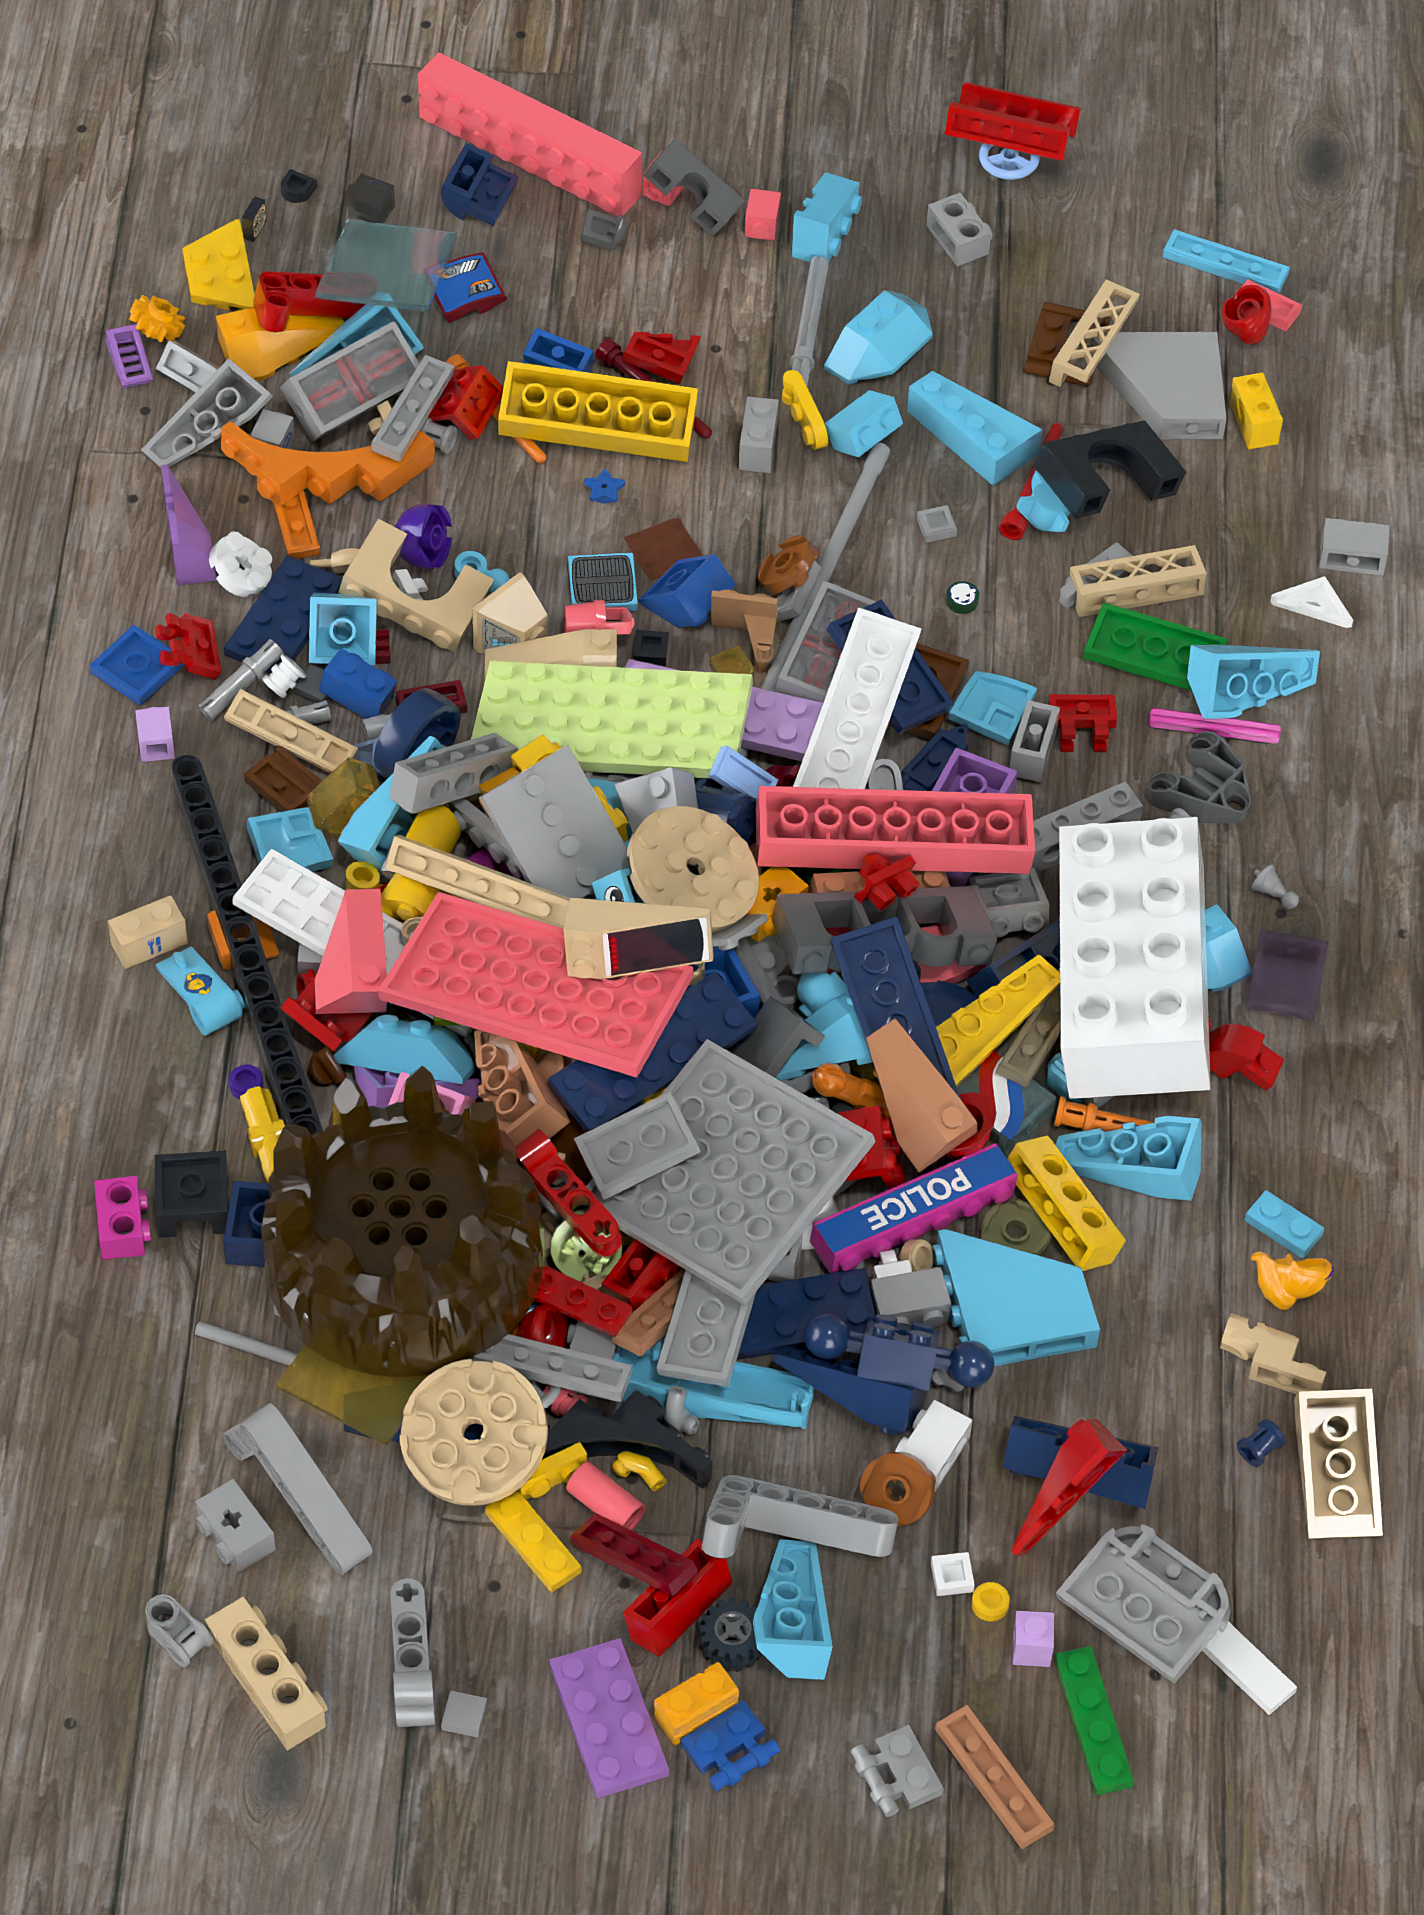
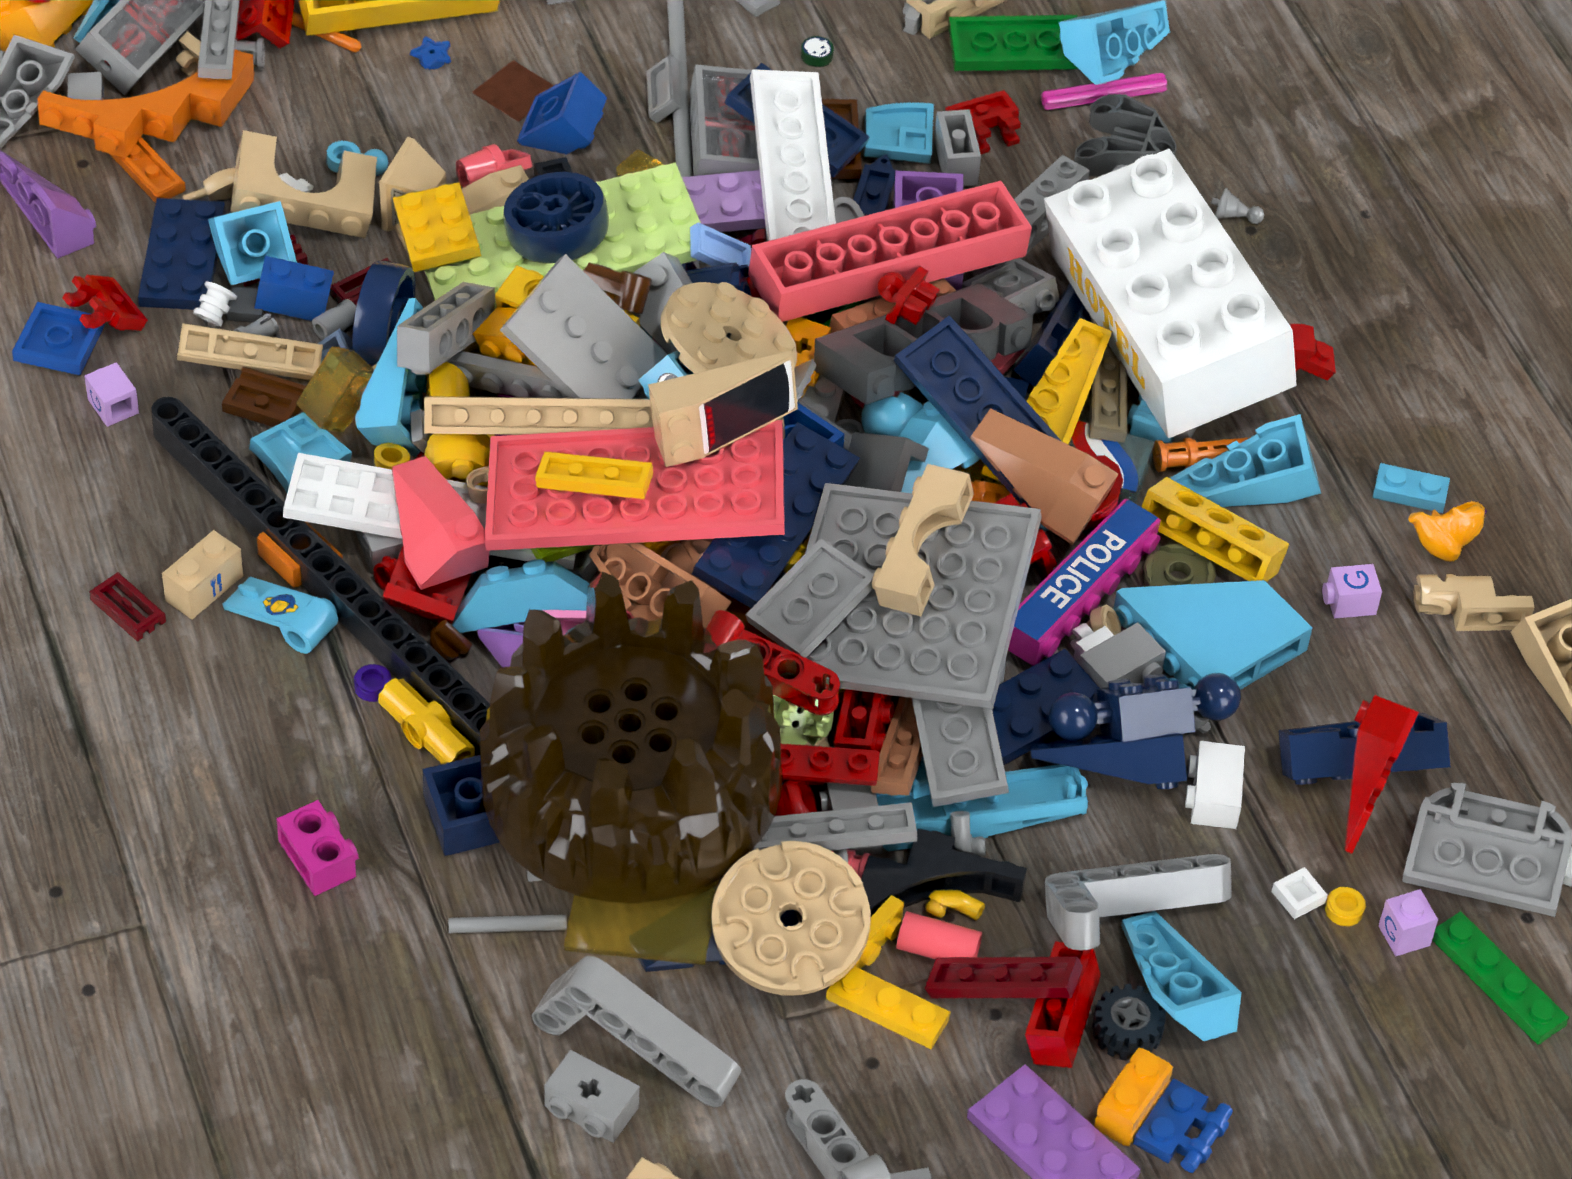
camera: 25 degrees left, 5 degrees down
(82, 959) = (144, 624): none -> dark red tile
(191, 1189) = (379, 795): black panel -> none
(237, 550) = (119, 216): white plate -> none
(245, 675) = (179, 308): light grey pin -> none
(426, 535) = (292, 150): dark purple cylinder -> none
(498, 963) = (594, 475): none -> yellow plate
(506, 668) = (436, 227): none -> yellow plate
(602, 700) = (556, 217): none -> dark blue piece
(603, 578) = (473, 129): tile -> none
(623, 789) = (623, 287): none -> reddish brown piece
(751, 613) = (637, 117): medium nougat plate -> none
(783, 1095) = (937, 502): none -> tan arch
(788, 566) = (647, 67): dark orange plate -> none
(907, 1766) = (1357, 1083): light grey plate -> none
(917, 1482) = (1227, 819): dark orange plate -> none
(994, 1777) = (1443, 1060): nougat plate -> none
(1164, 1306) = (1352, 591): none -> lavender brick
(1261, 1442) = (1505, 679): dark blue bush -> none
(1287, 974) = (1296, 272): clear purple slope -> none

